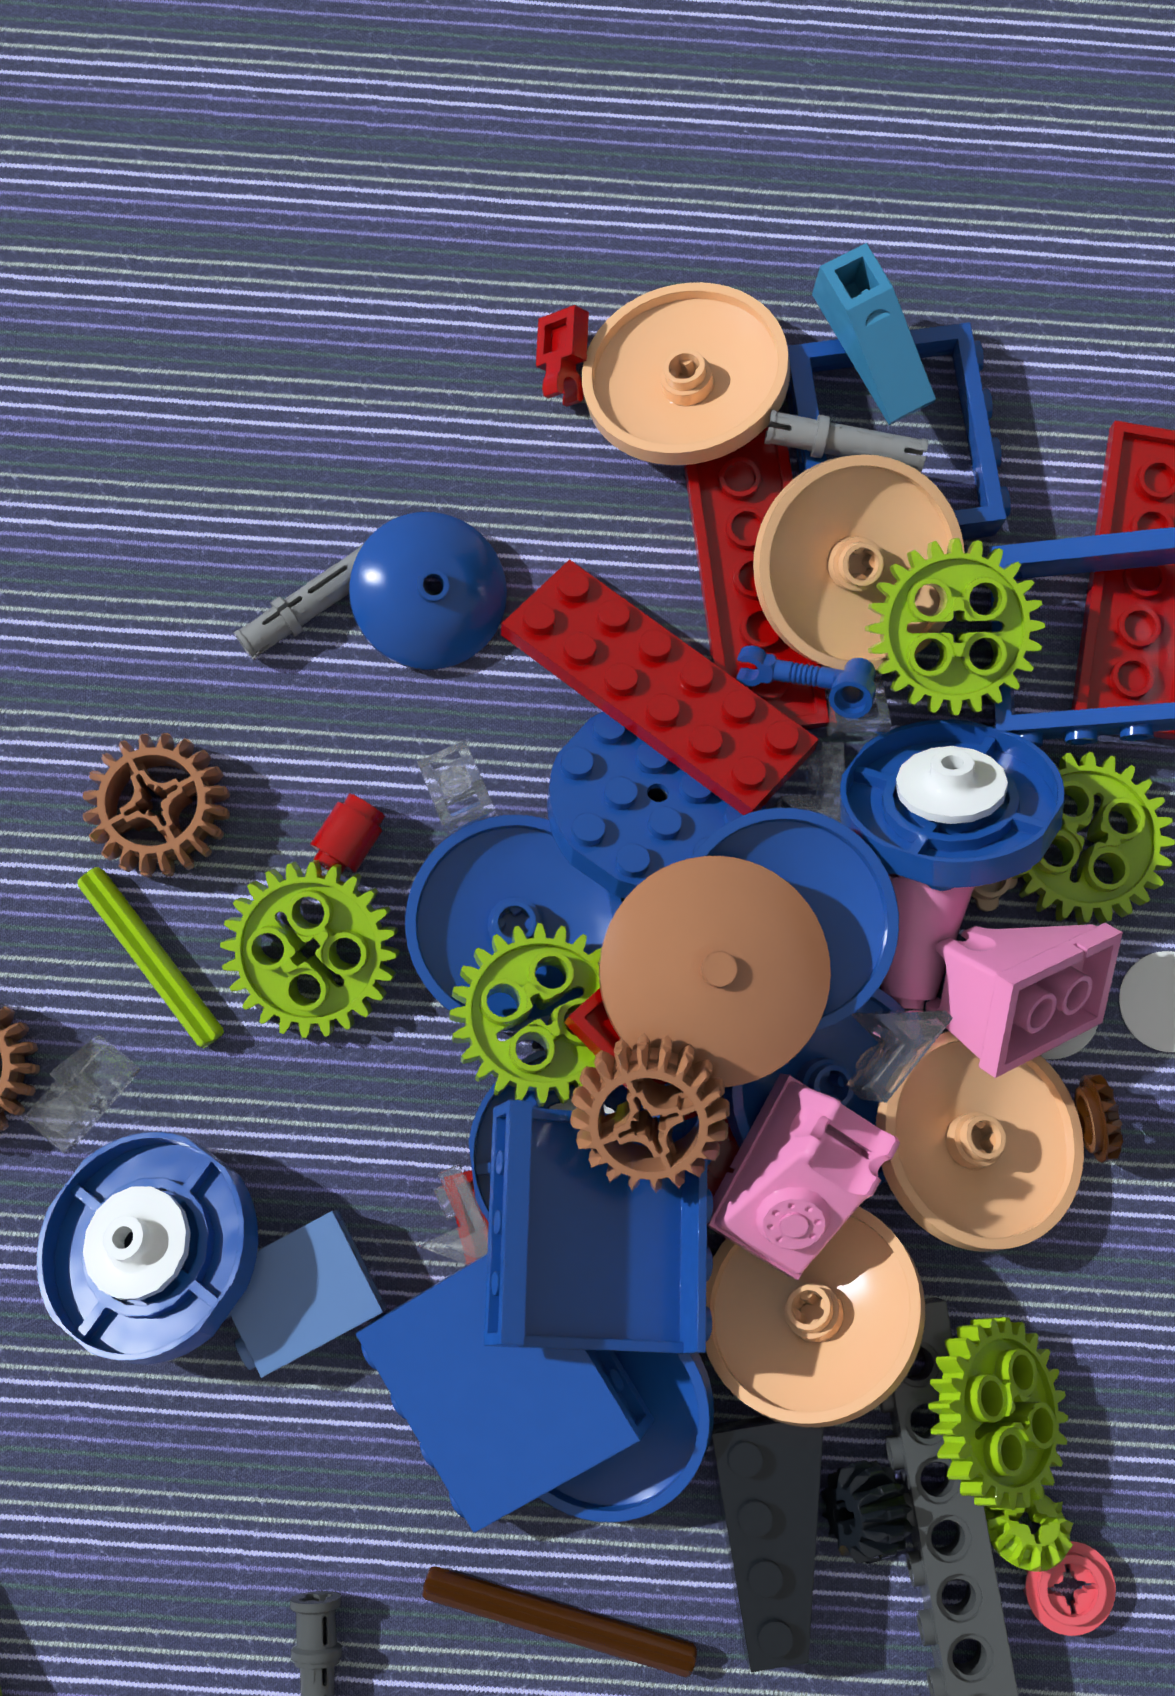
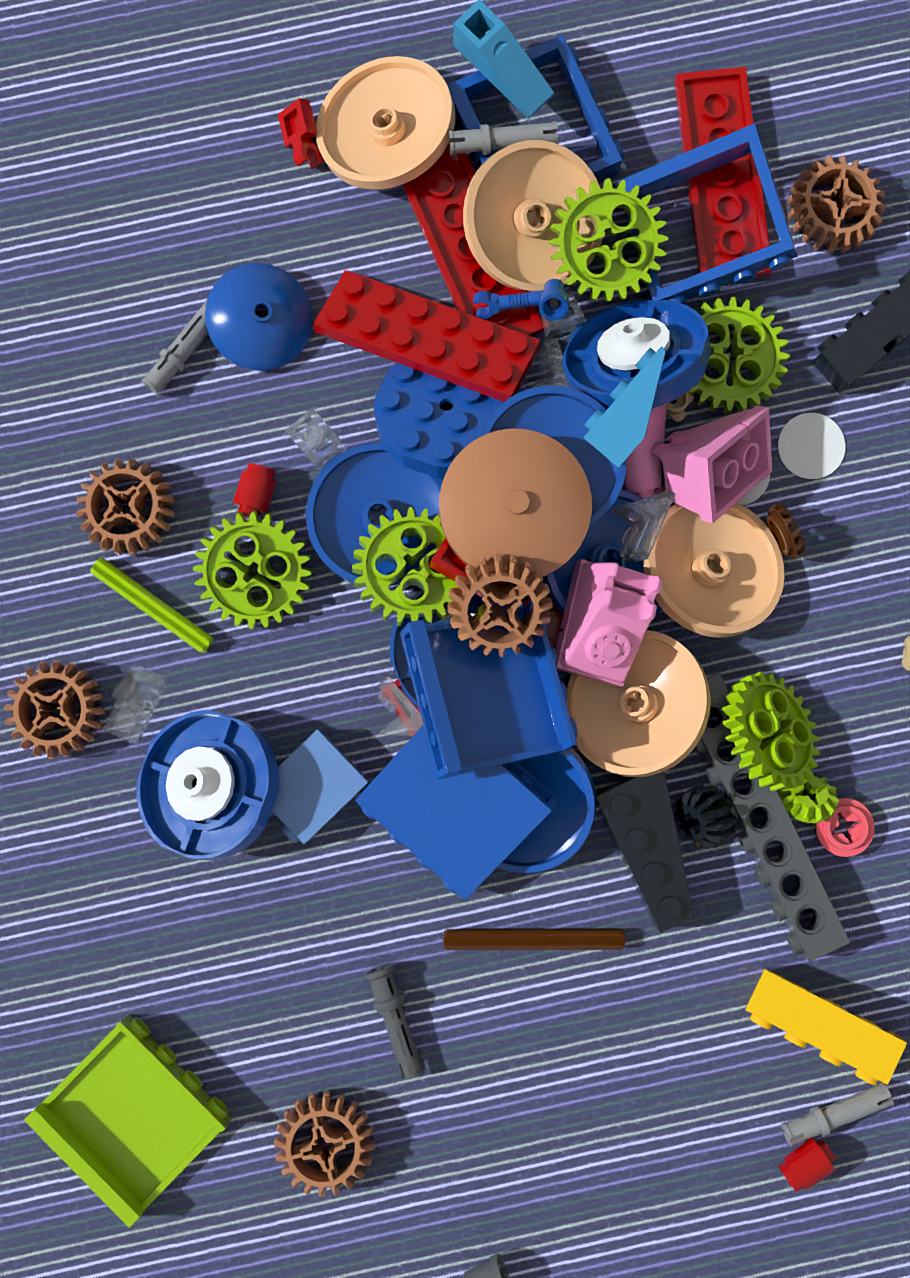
camera: 10 degrees left, 5 degrees up
(909, 897) = (627, 419): none -> dark azure slope

